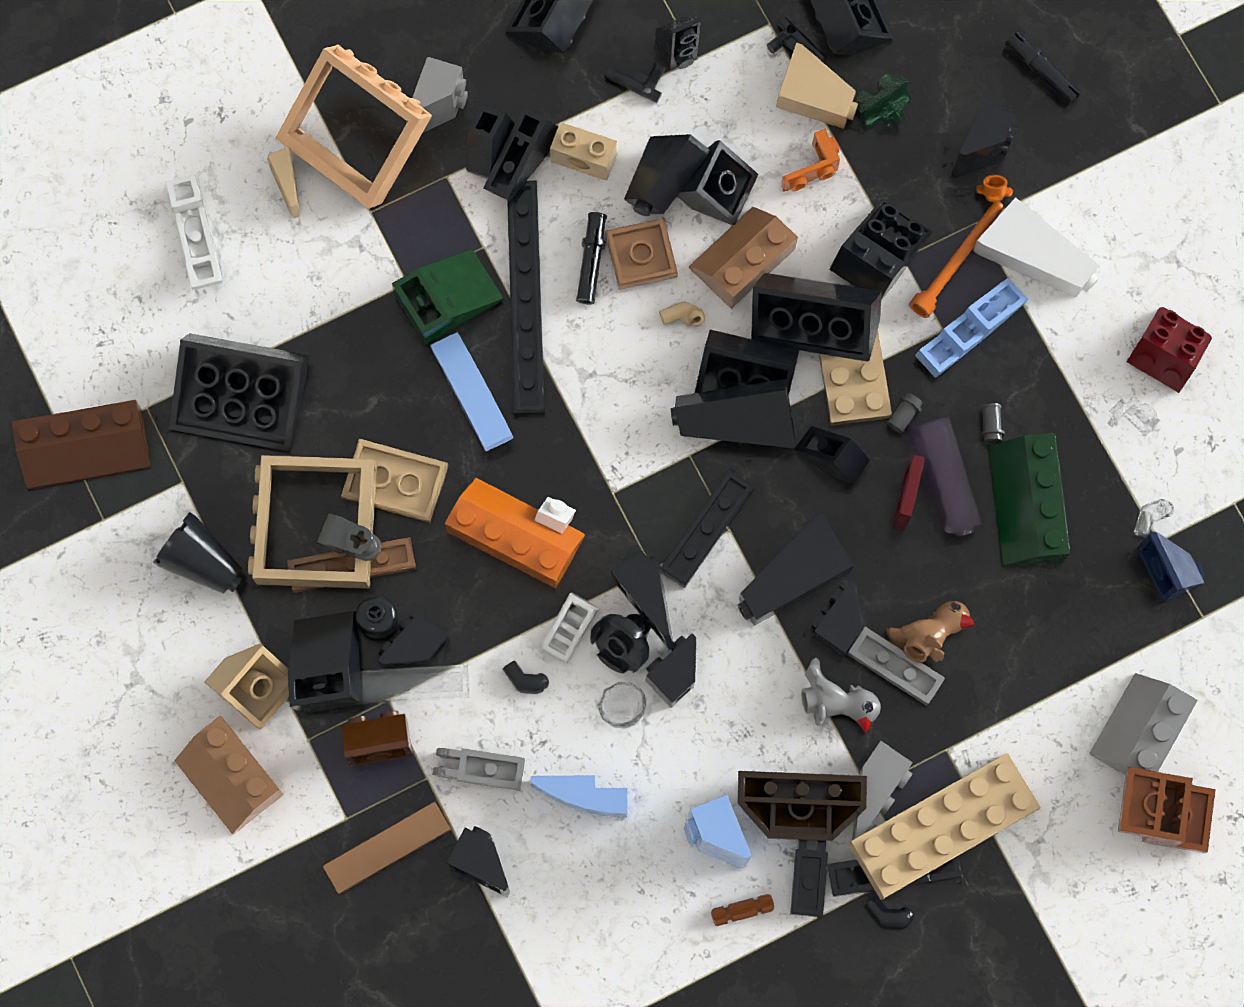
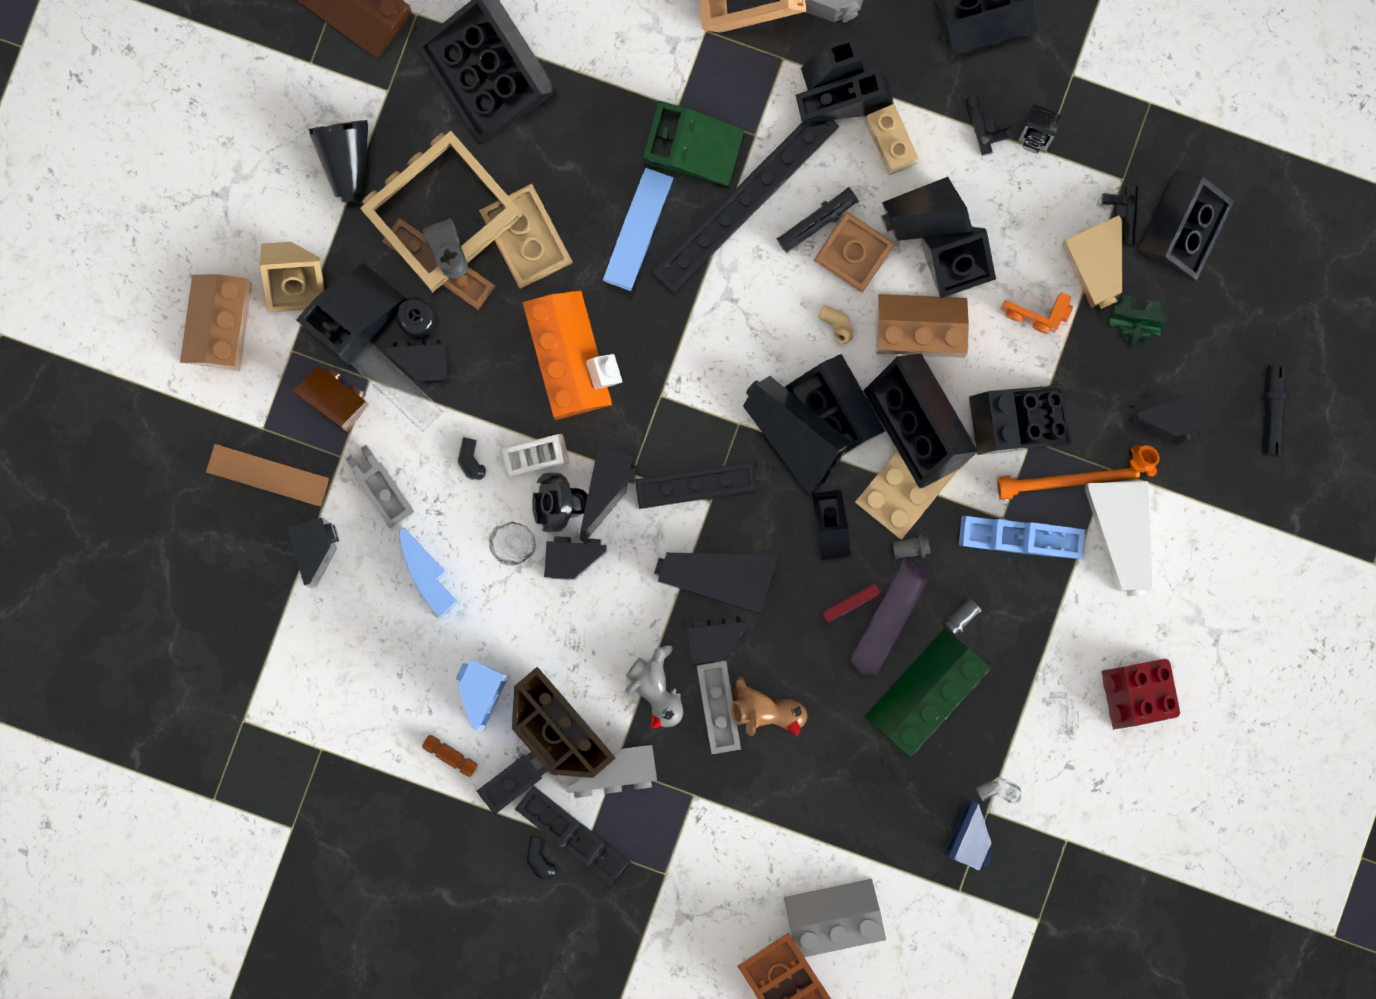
camera: 50 degrees right, 10 degrees up
(943, 826) = (634, 842): tan plate -> none

